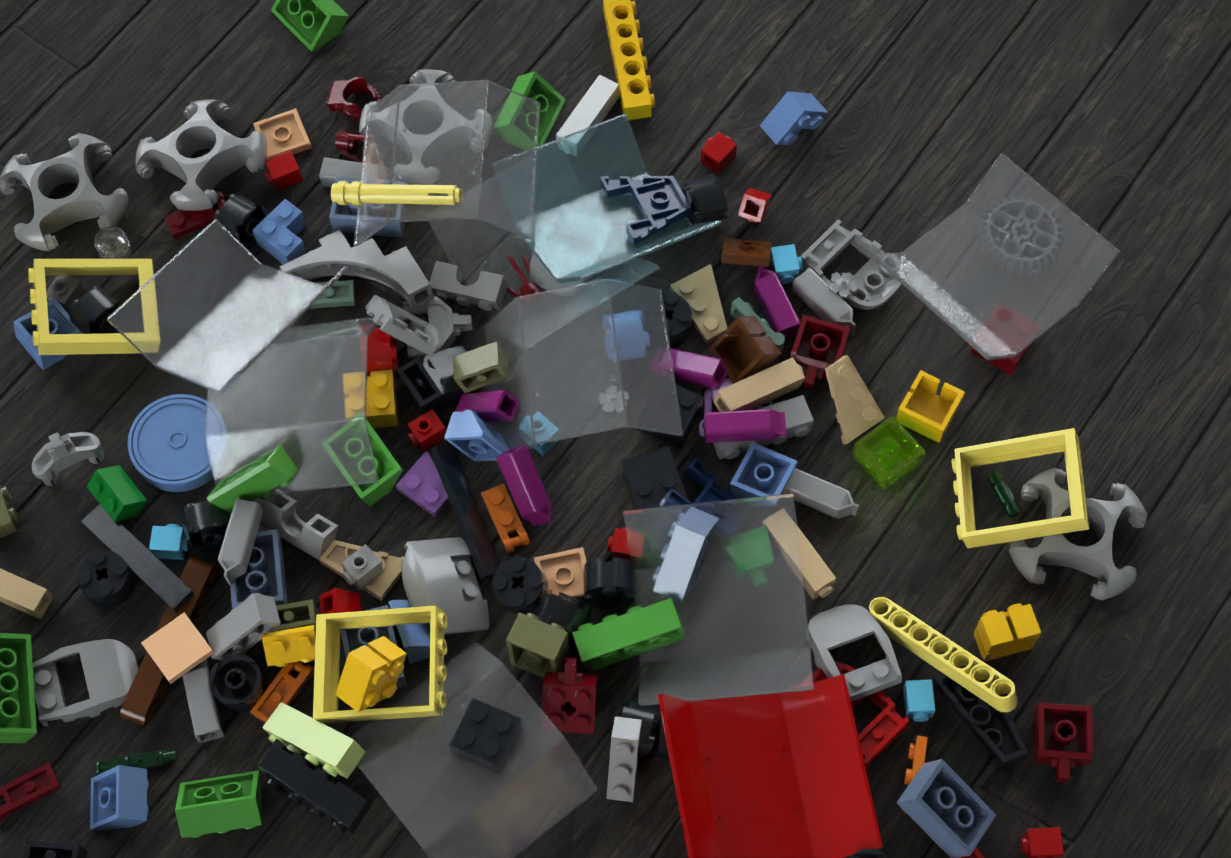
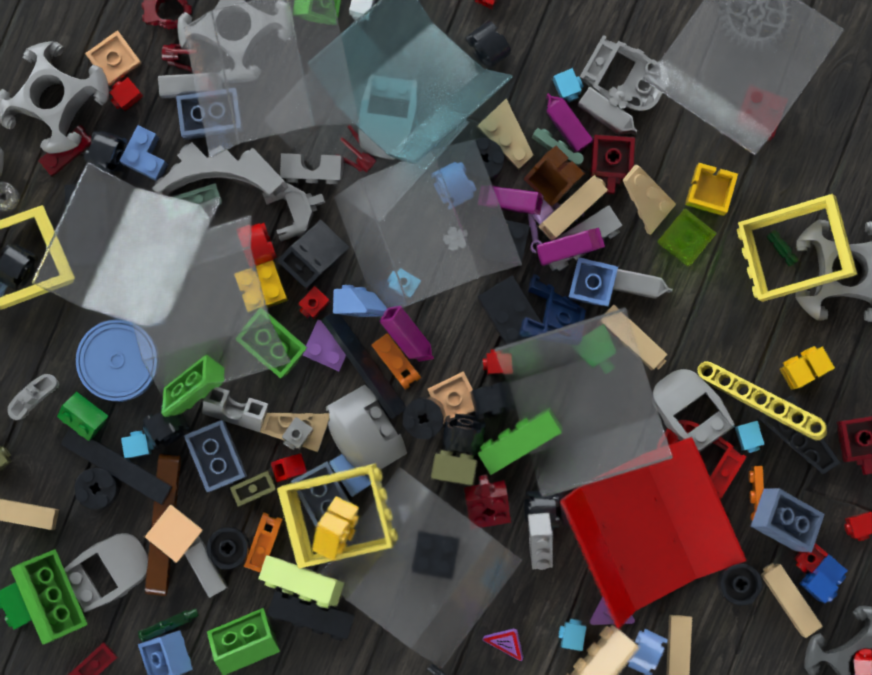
camera: 15 degrees left, 20 degrees up
(240, 538) = (196, 438): light grey piece -> none
(243, 626) = (220, 505): light grey brick -> none
(289, 646) = (262, 511): yellow bracket -> none
(359, 193) = (208, 124): light yellow cylinder -> none
(403, 325) = (254, 215): light grey slope -> none
(480, 367) = (345, 243): olive brick -> none
(491, 405) = (358, 276): magenta piece -> none
(657, 198) = (450, 53): dark blue wing -> none
(684, 554) = (551, 372): brick -> none
(746, 252) = (534, 83): reddish brown plate -> none
(754, 205) = (531, 37): red brick -> none

